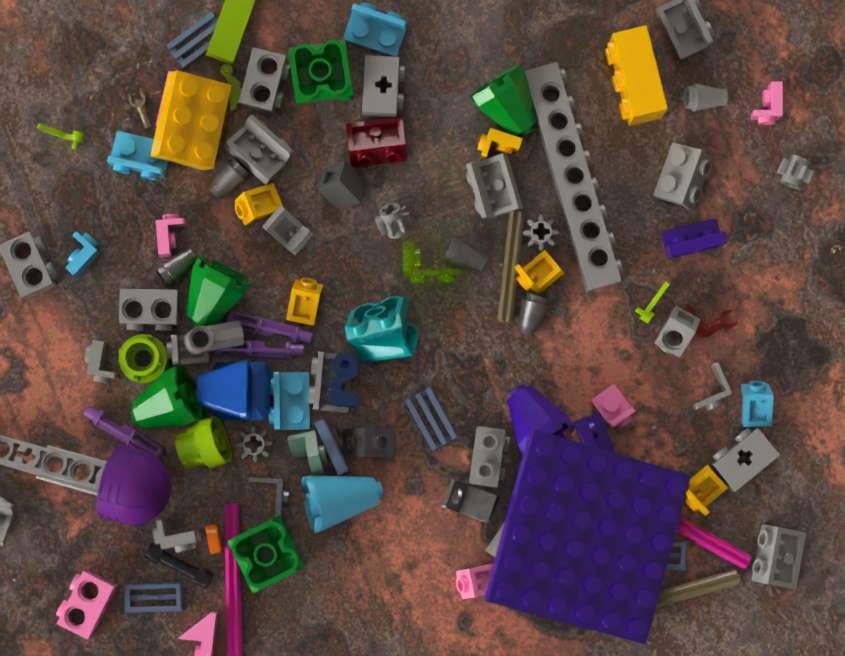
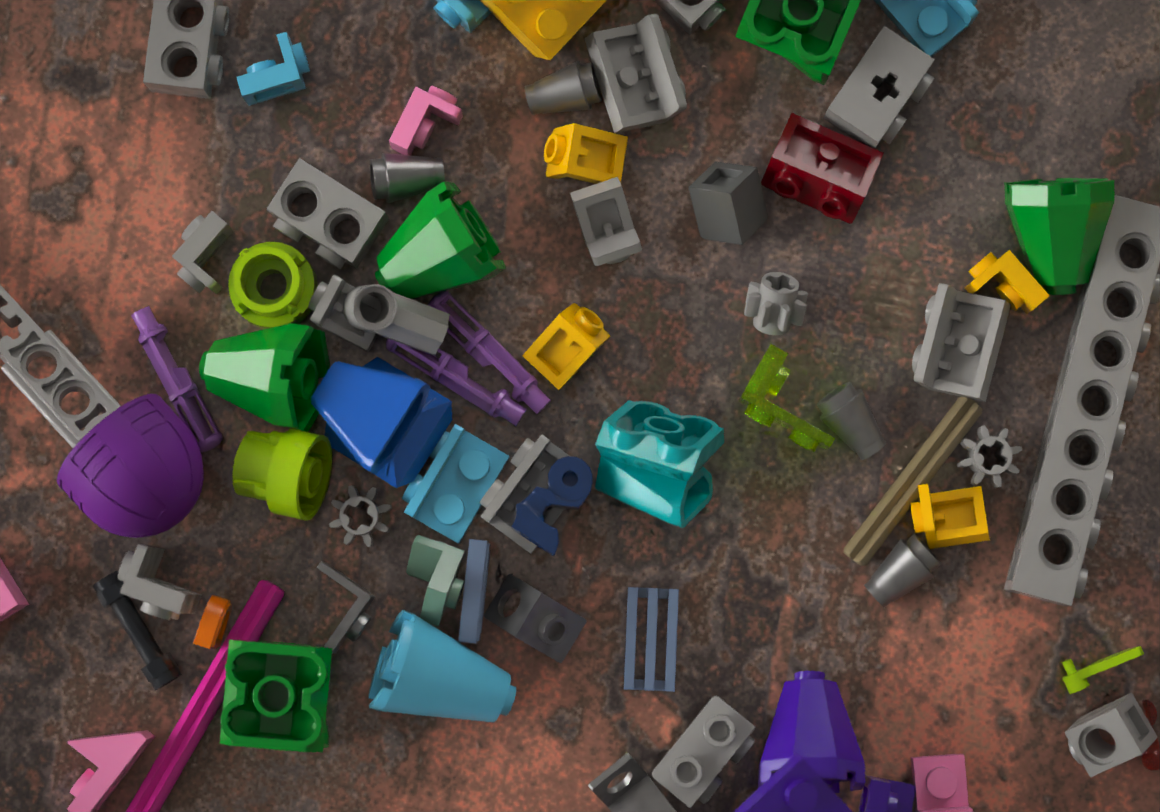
camera: 35 degrees right, 0 degrees up
(178, 596) = (108, 675): sand blue tile -> none

